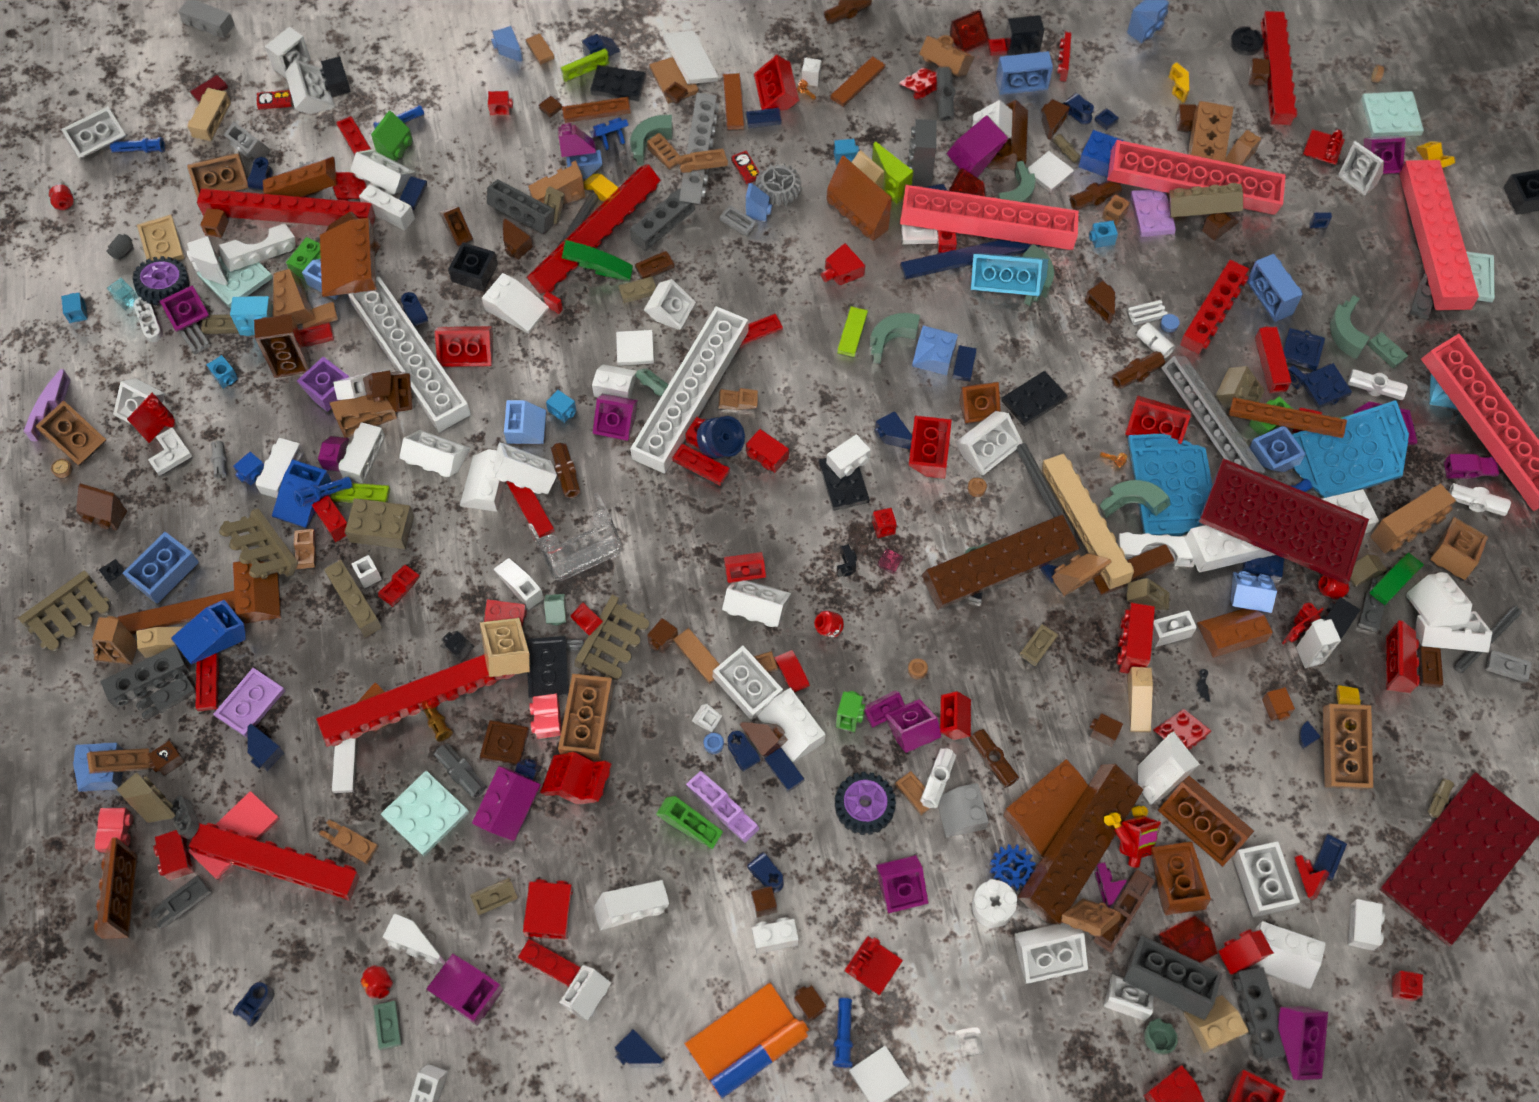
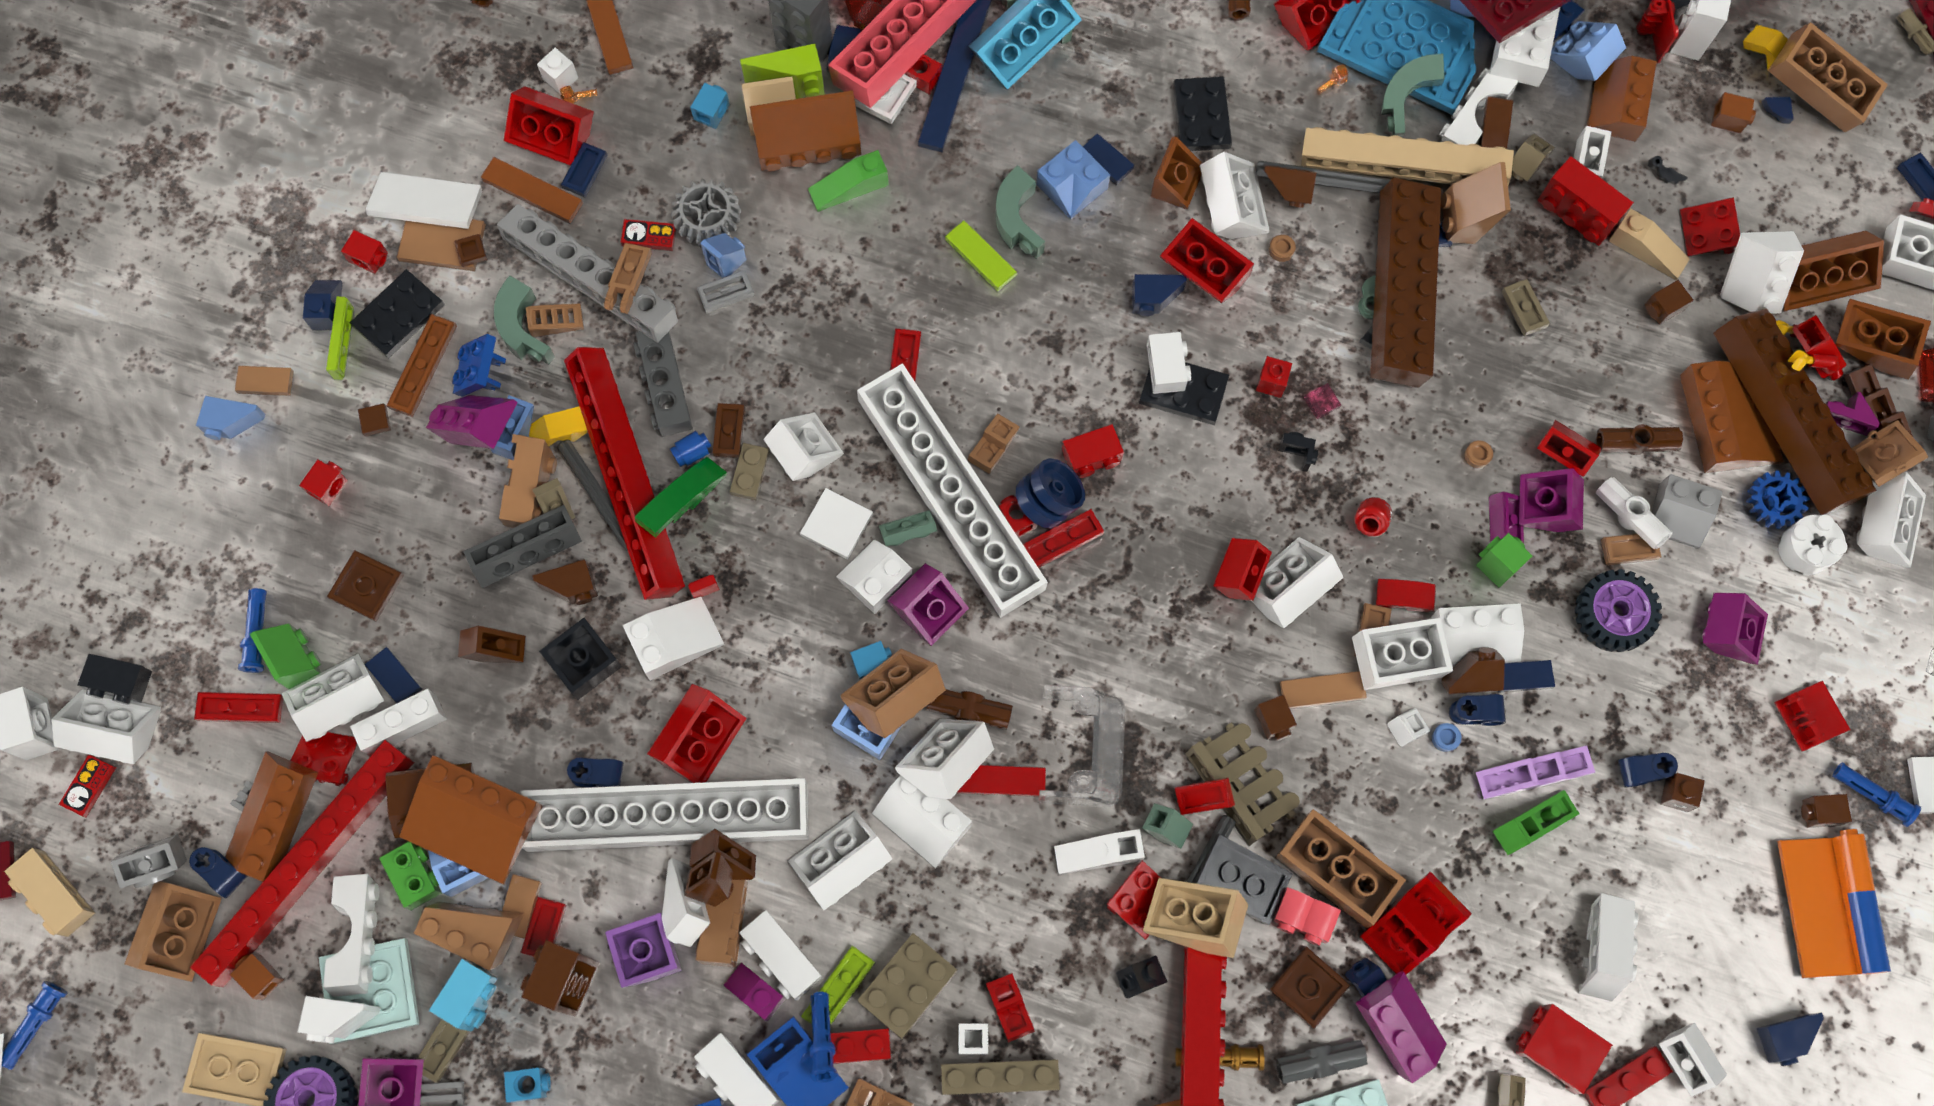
camera: 60 degrees left, 10 degrees up
(455, 154) = (365, 585): none -> reddish brown tile
(543, 419) = (894, 692): none -> medium nougat slope
(630, 253) = (690, 448): none -> blue brick
(641, 48) = (364, 252): none -> red brick
(775, 935) = (1729, 803): white brick -> none
(843, 266) = (881, 209): red torso -> none
(859, 243) = (850, 181): none -> bright green slope
(1020, 466) = (1292, 184): none -> reddish brown slope

